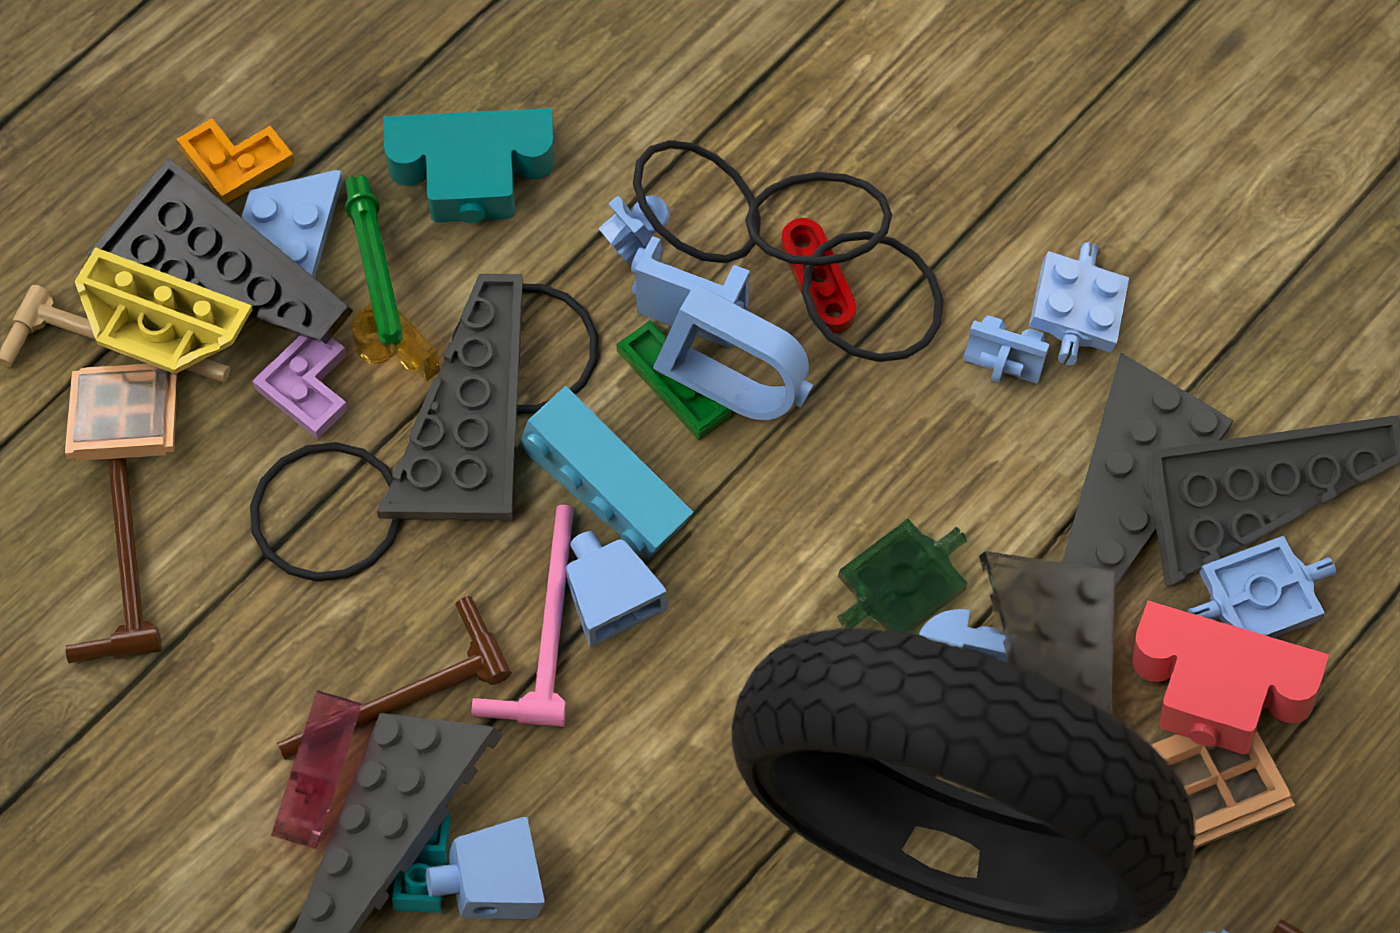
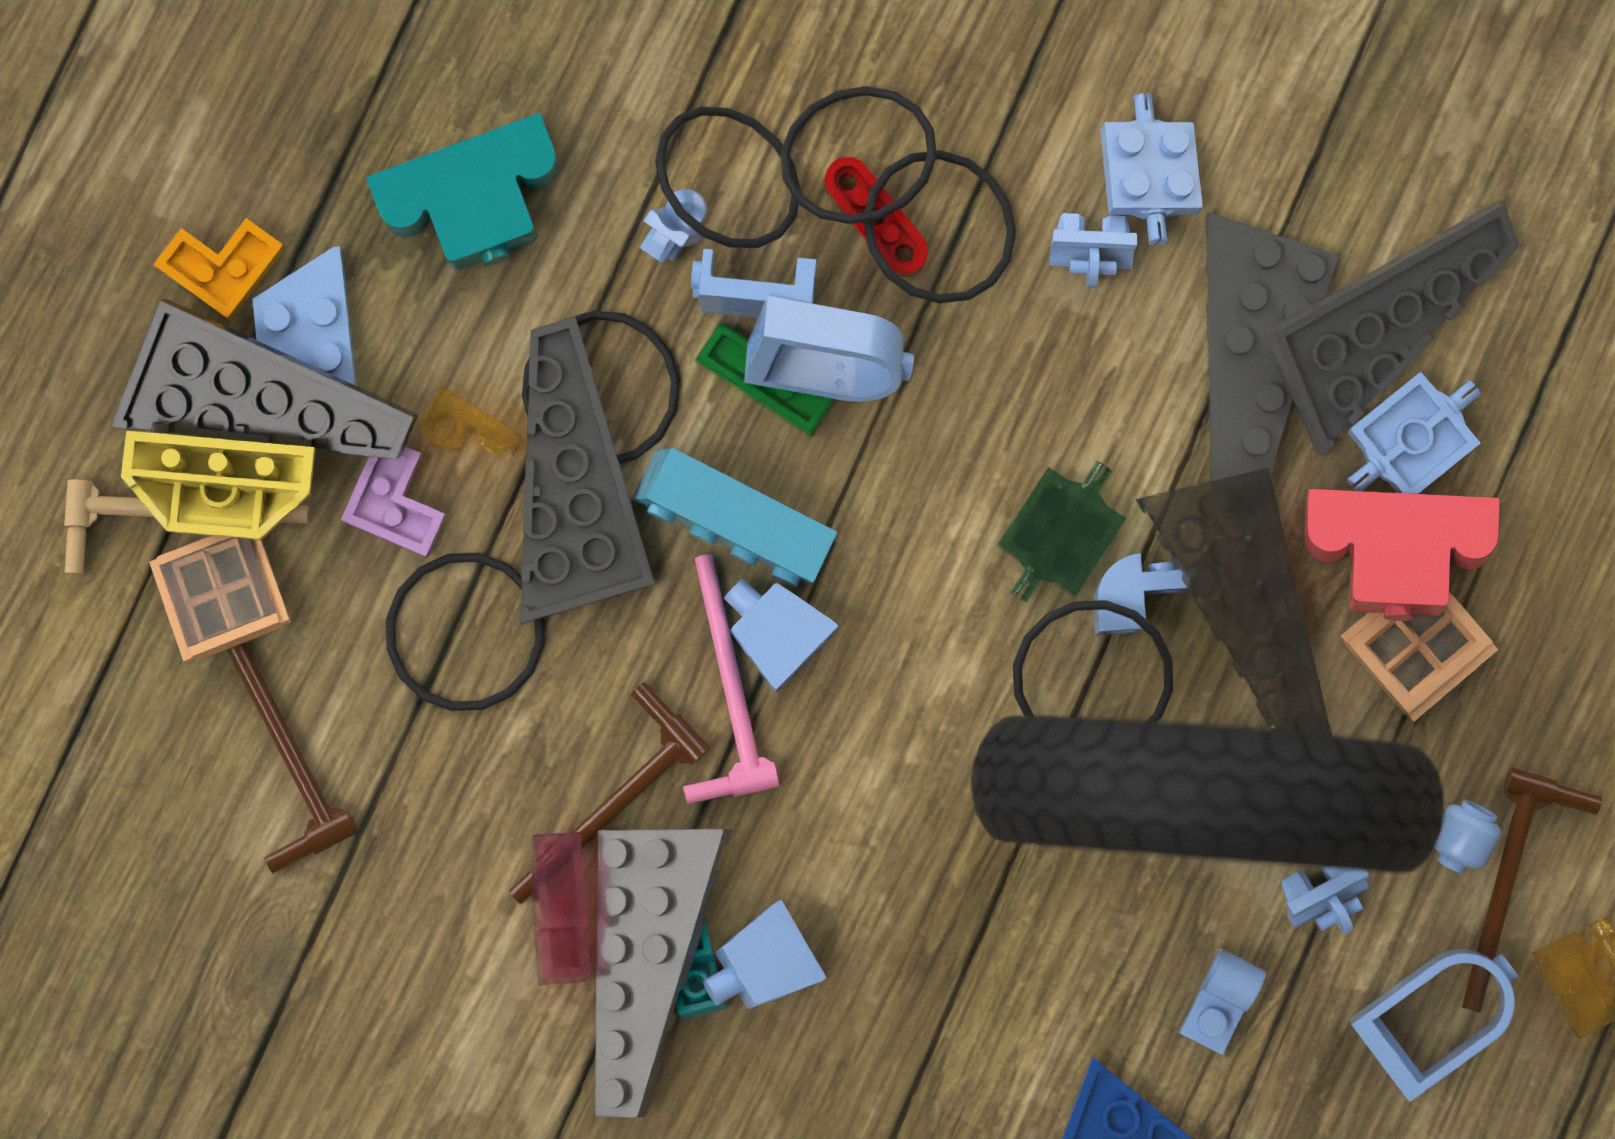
camera: 20 degrees left, 20 degrees up
(363, 210) = (381, 288): green axle -> none

